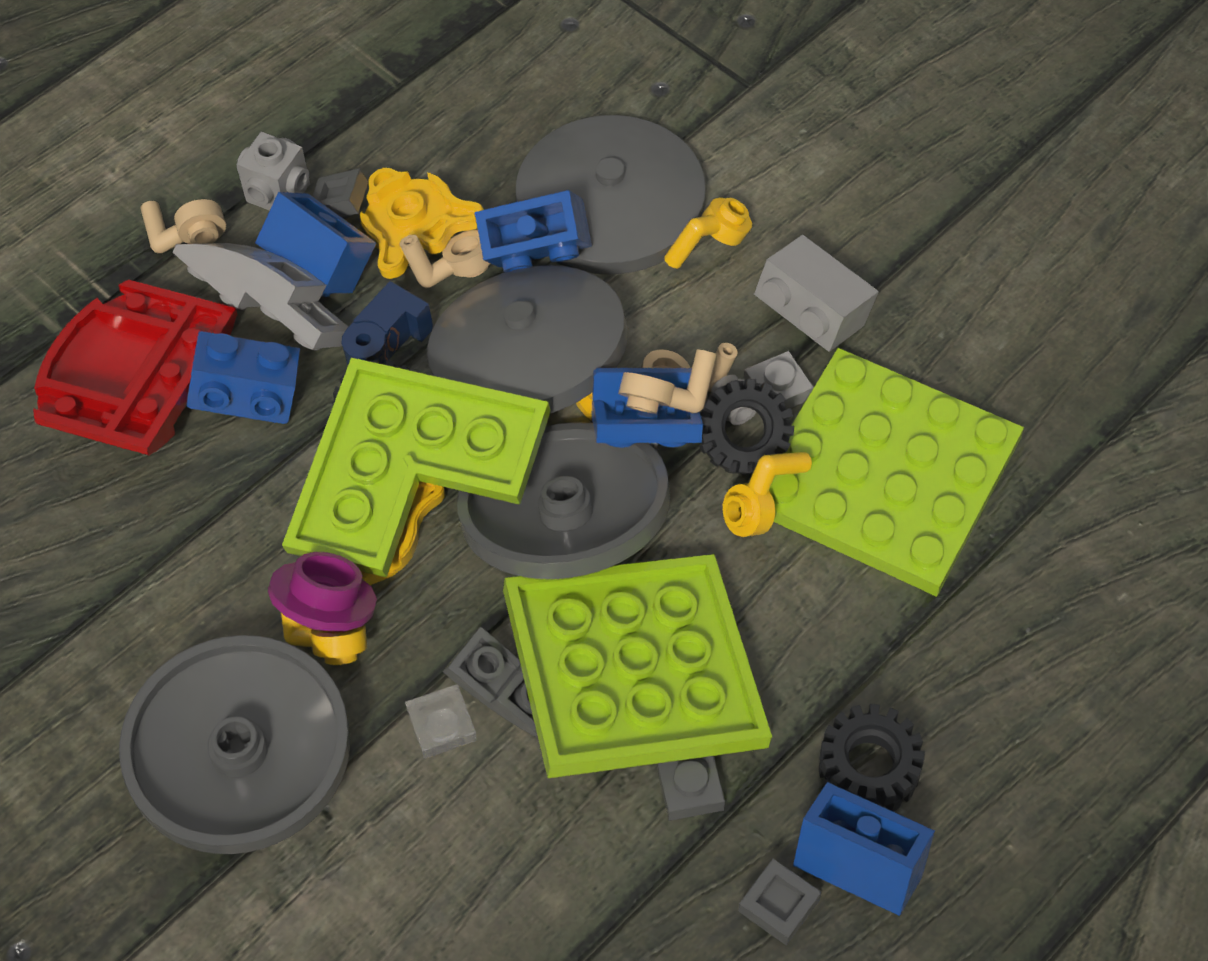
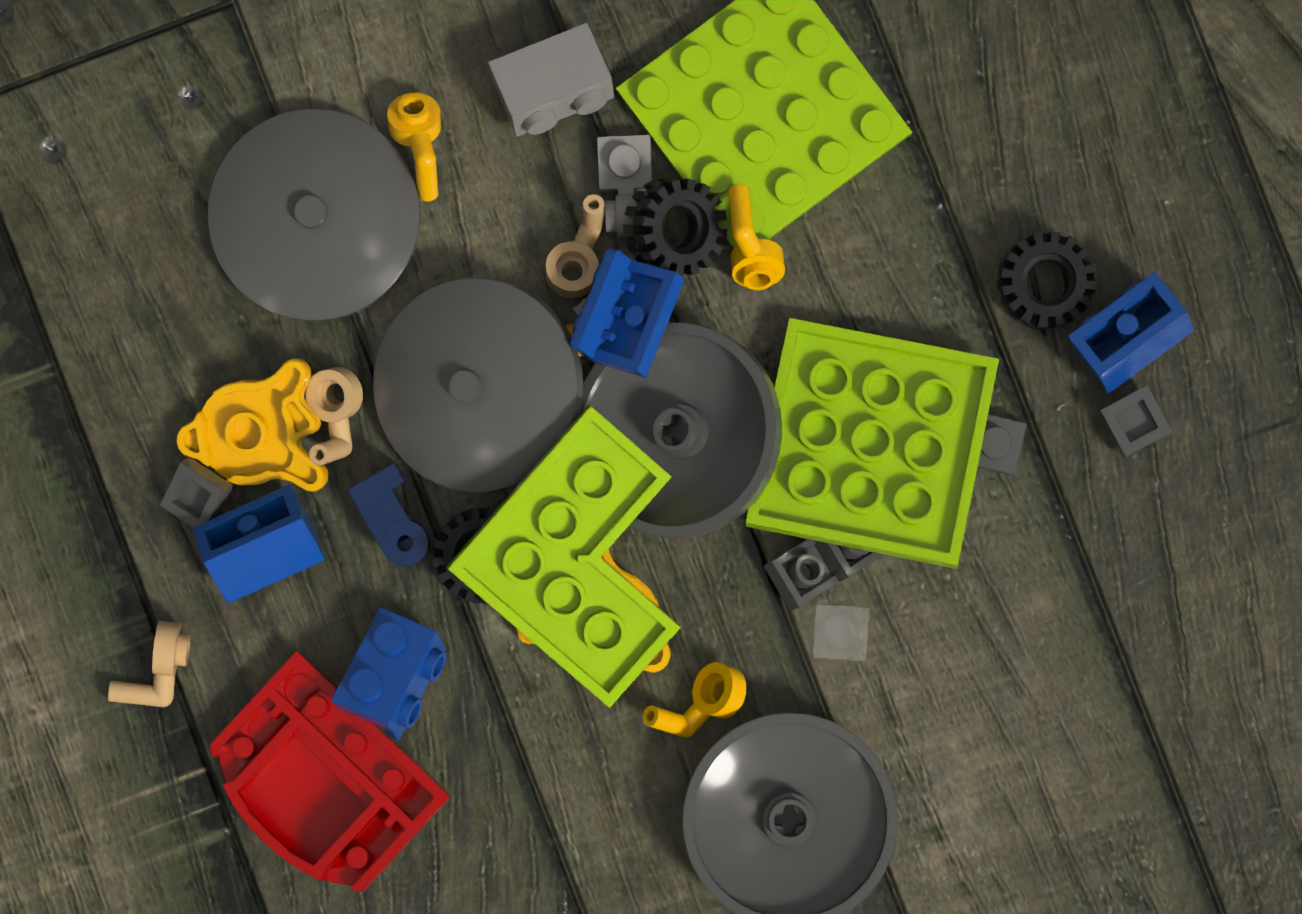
camera: 65 degrees left, 30 degrees up
(267, 281) = (273, 616): light grey slope -> none
(270, 168) = (159, 553): light grey brick -> none
(322, 592) = (673, 675): magenta piece -> none
(533, 230) = (358, 324): blue brick -> none
(648, 393) = (626, 306): tan plate -> none

